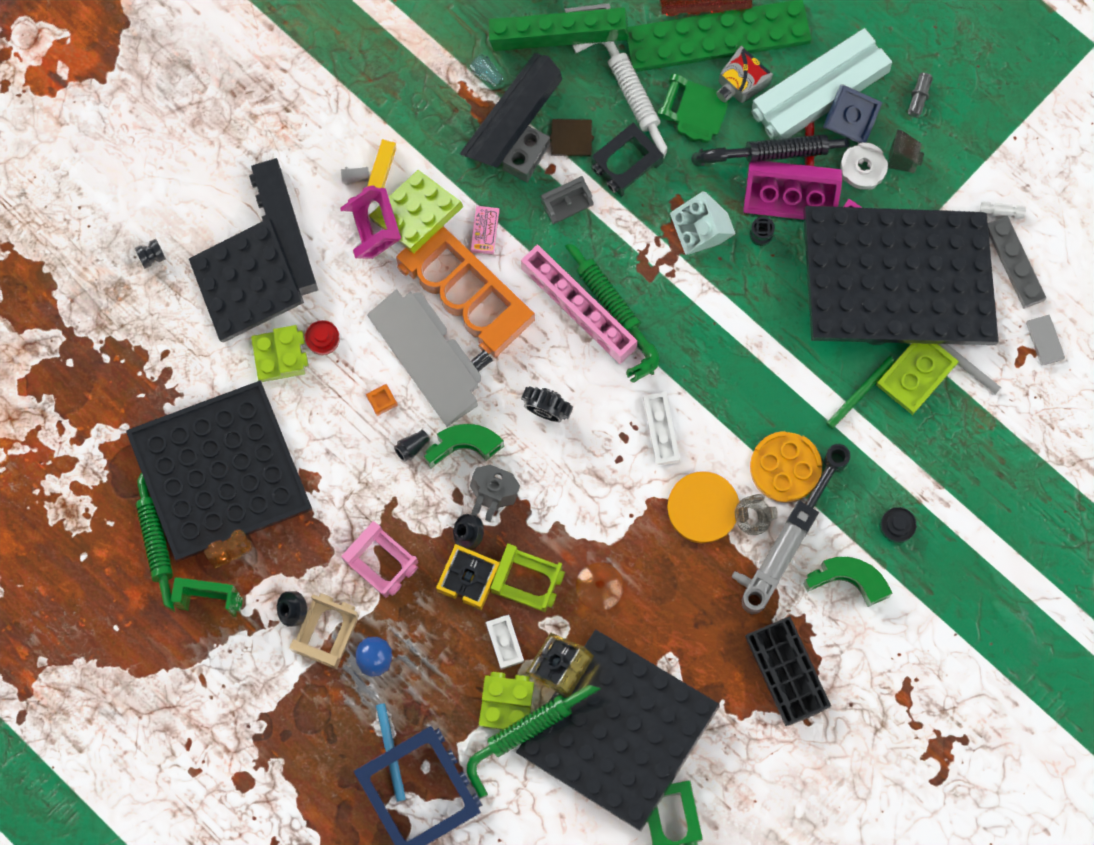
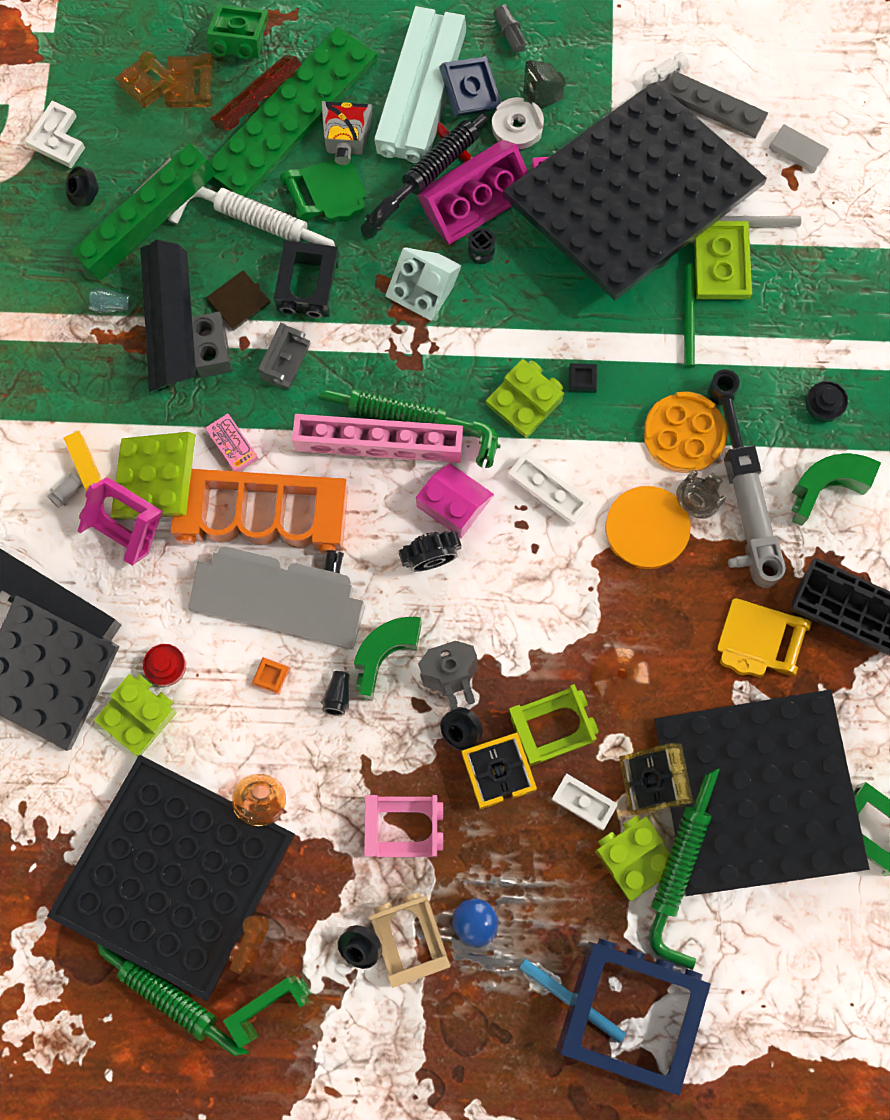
camera: 40 degrees left, 0 degrees up
(302, 475) = (259, 810): none -> clear orange piece
(594, 383) = (453, 499): none -> dark pink slope
(700, 357) = (526, 397): none -> lime plate
(707, 635) = (754, 637): none -> yellow piece
(750, 375) = (583, 378): none -> black tile

